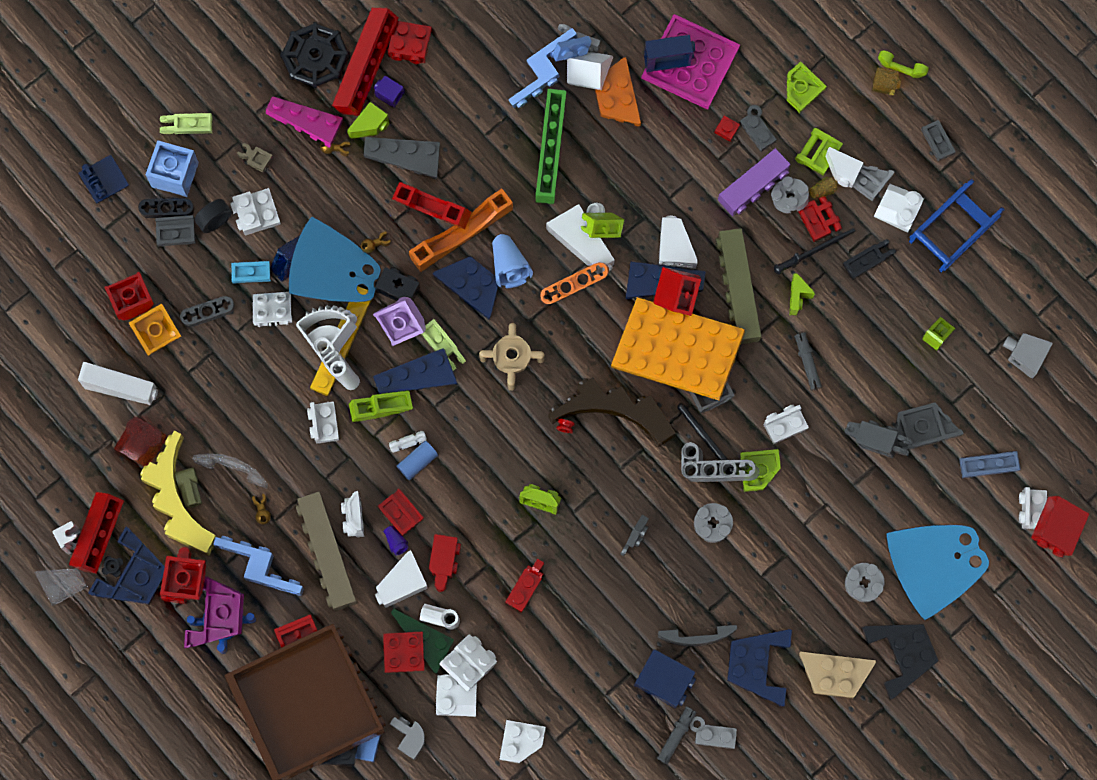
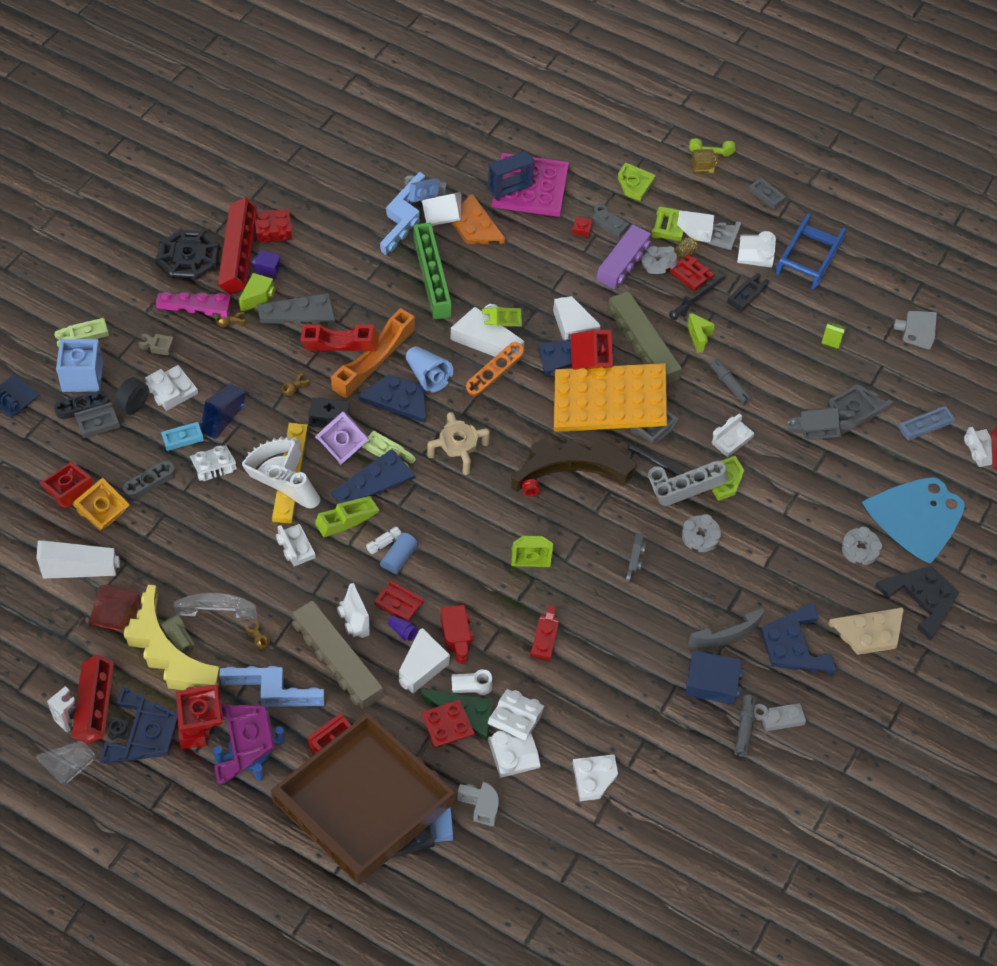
camera: 20 degrees left, 20 degrees down
(323, 266) = (256, 408): dark azure piece -> none

